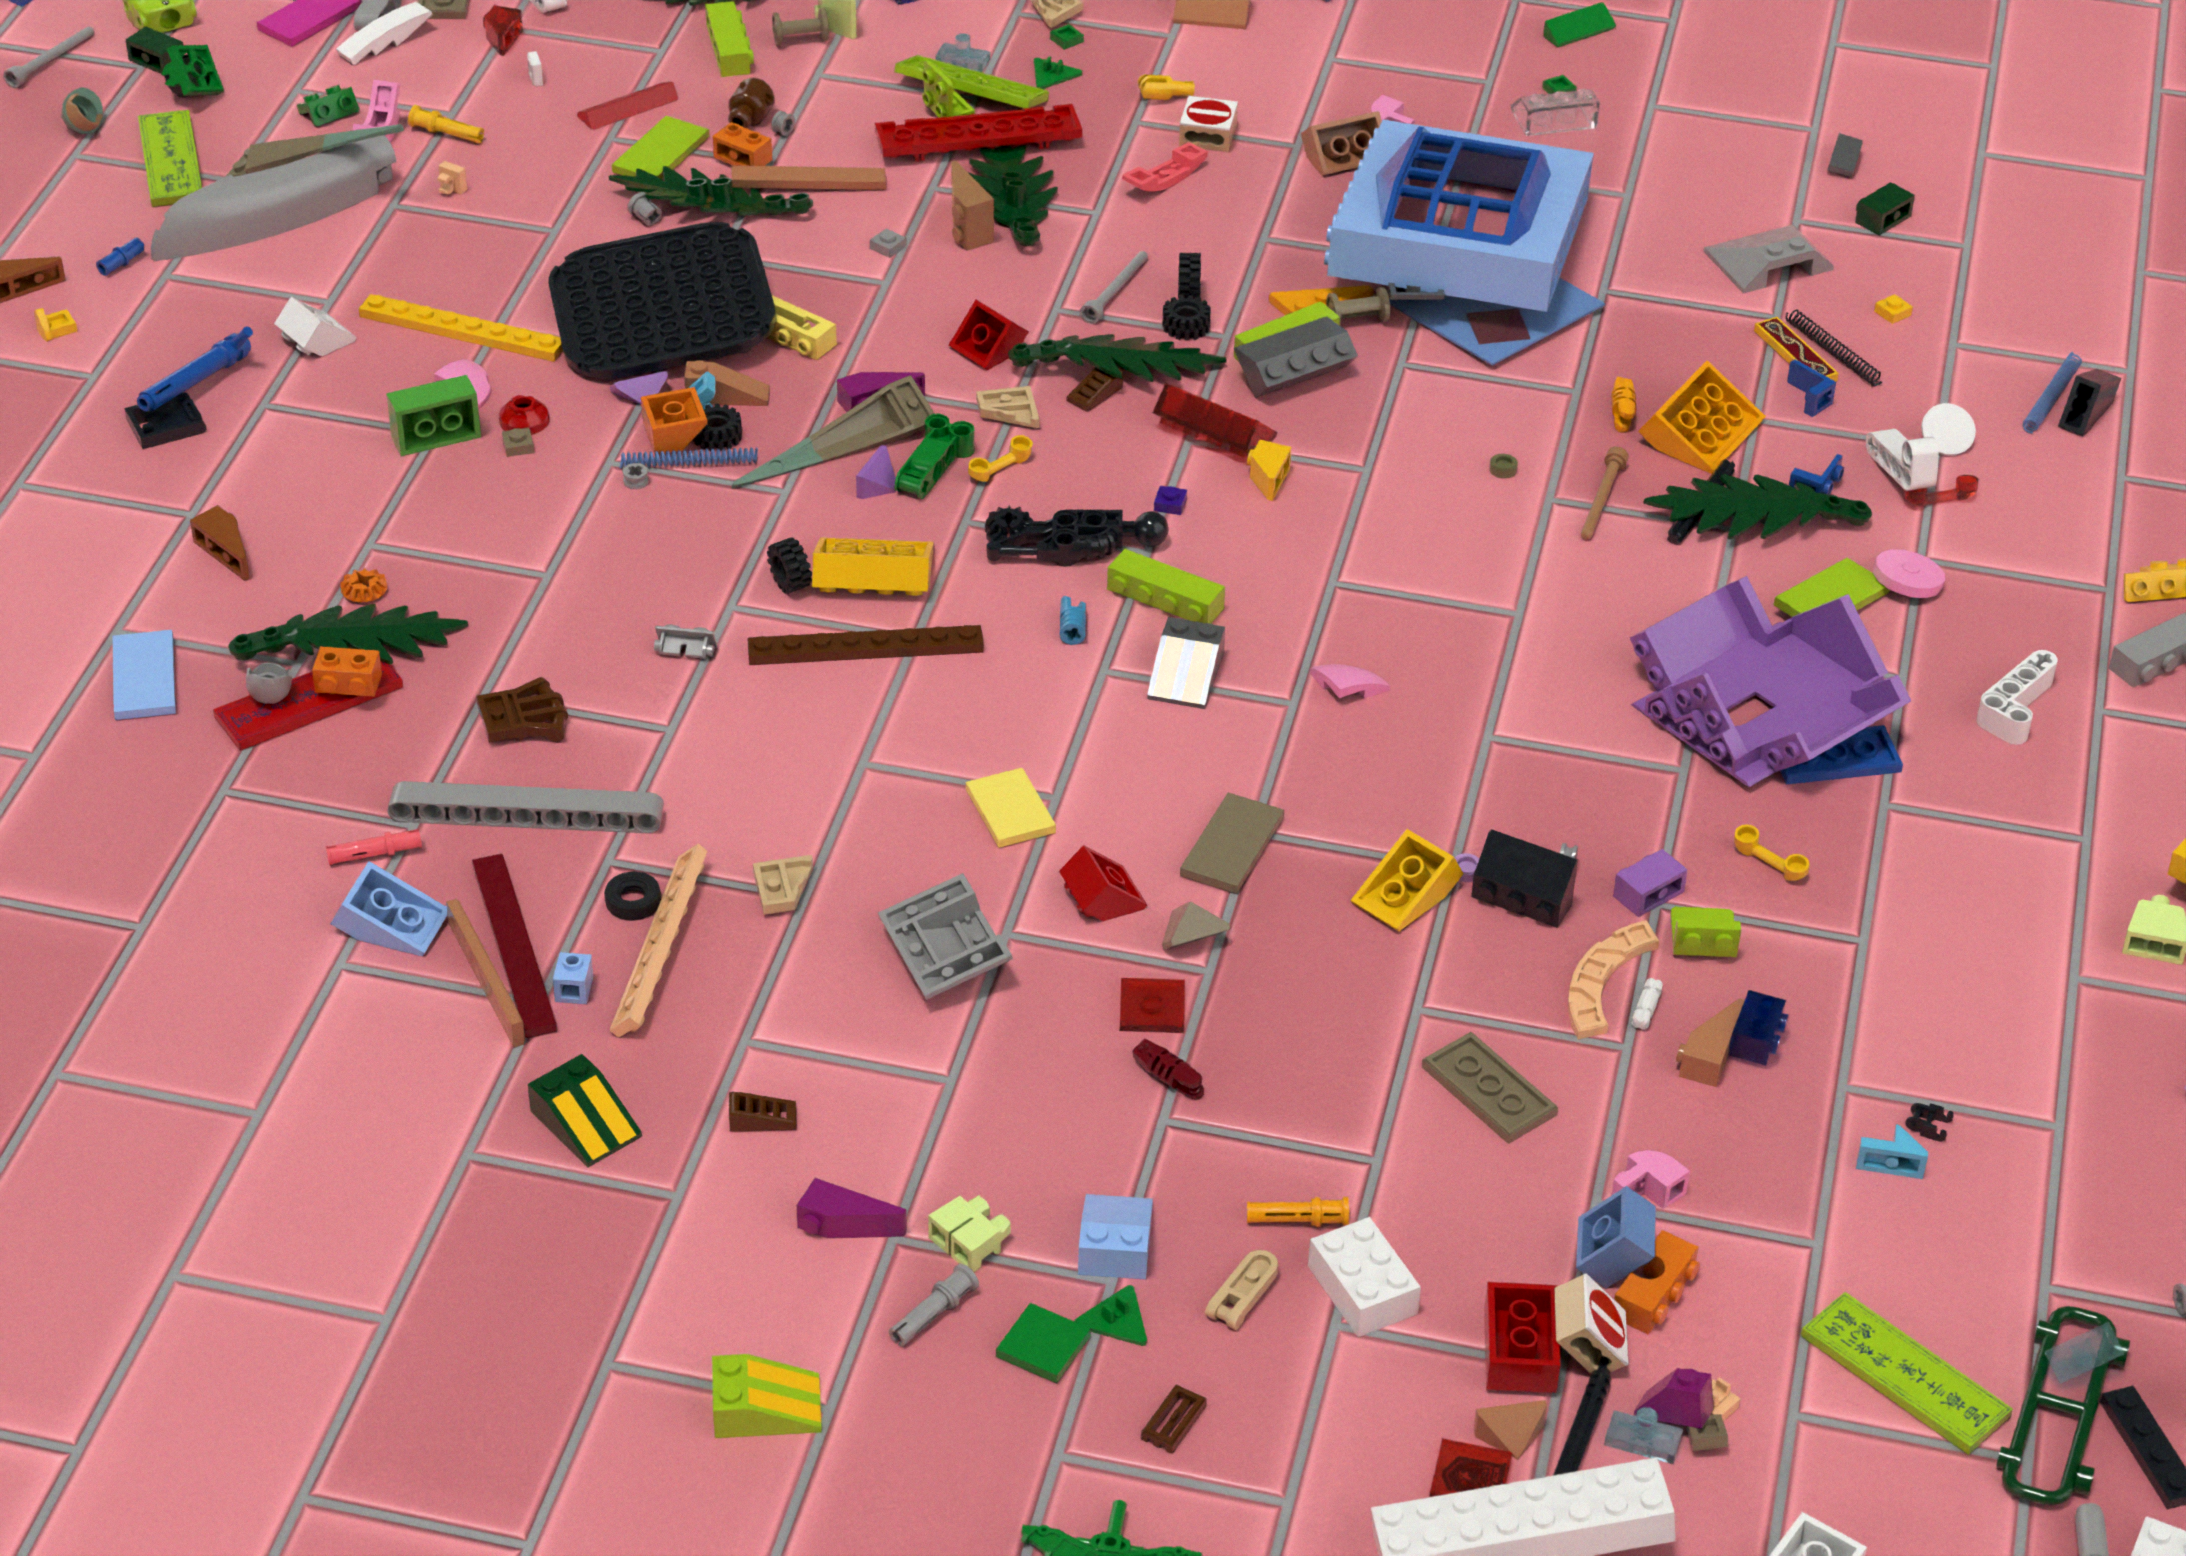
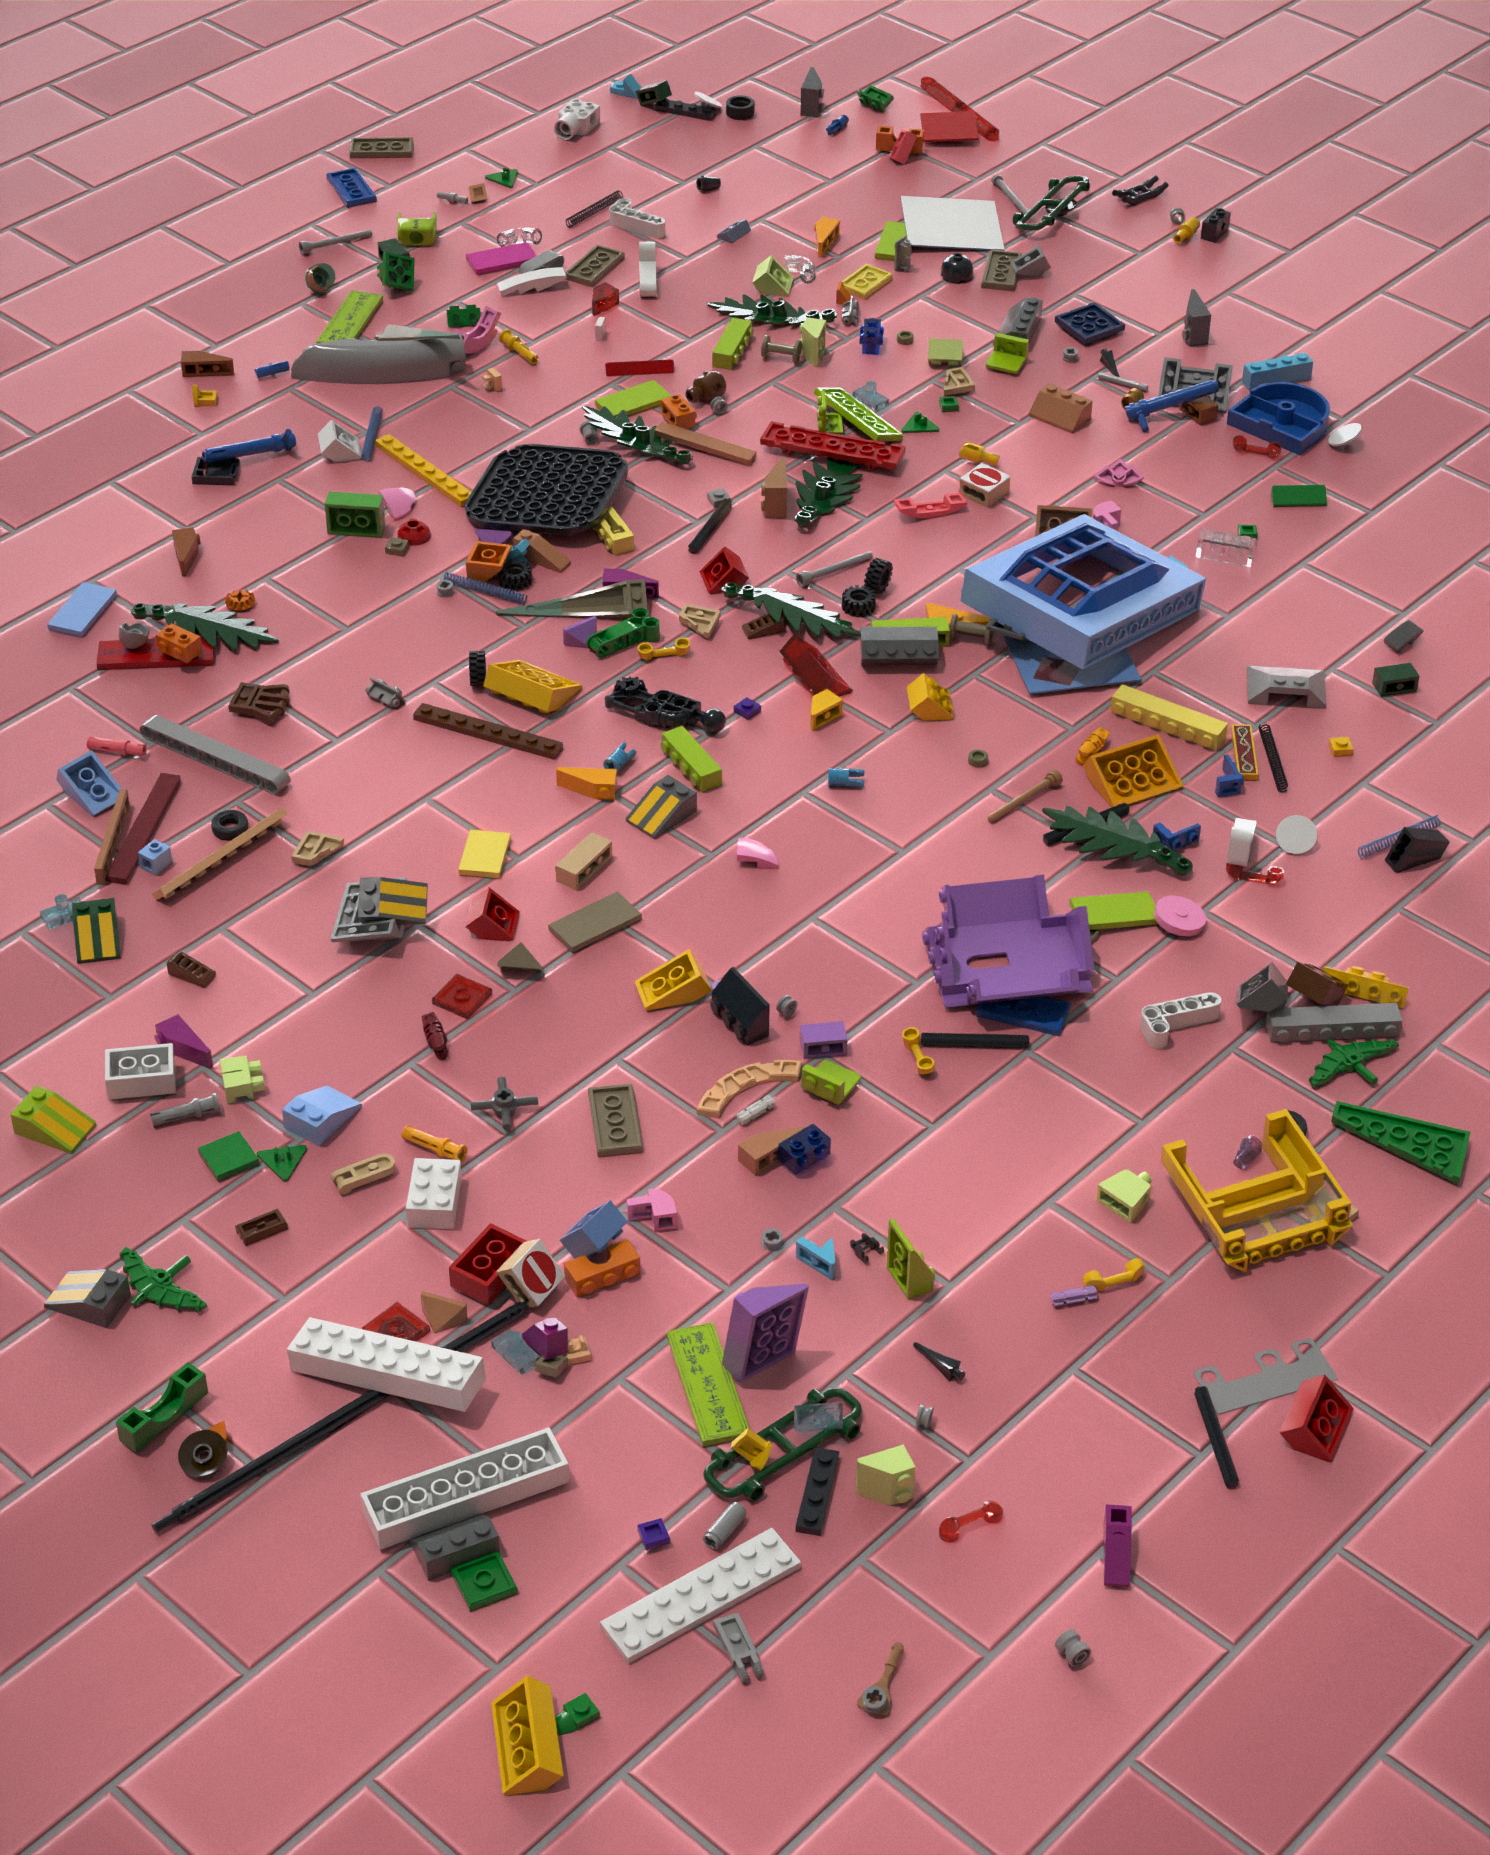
camera: 30 degrees right, 0 degrees up
(338, 287) = (369, 433): none -> medium blue piece
(505, 1105) = (60, 913): none -> clear light blue tile
(830, 1277) = (140, 1071): none -> white brick
(910, 282) = (710, 525): none -> black axle
(975, 911) = (392, 899): none -> dark grey slope
(1064, 664) = (589, 781): none -> light orange slope
(1149, 768) = (583, 861): none -> tan brick
(1340, 1121) = (504, 1103): none -> dark grey bar
(1352, 63) = (1119, 474): none -> bright pink brick
(1371, 545) = (841, 776): none -> dark azure hinge
(1387, 411) = (929, 699): none -> yellow slope
(1680, 338) = (1169, 717): none -> light yellow brick
(1813, 1166) = (771, 1245): none -> light grey bush
(1819, 813) = (975, 1040): none -> black axle
(1946, 1272) = (763, 1328): none -> medium lavender slope
(2011, 1115) = (907, 1264): none -> lime slope
(2047, 1428) = (752, 1448): none -> yellow tile
(2092, 625) = (1263, 990): none -> dark grey slope
(2141, 597) = (1317, 984): none -> reddish brown piece
(2147, 1224) = (948, 1366): none -> black piece

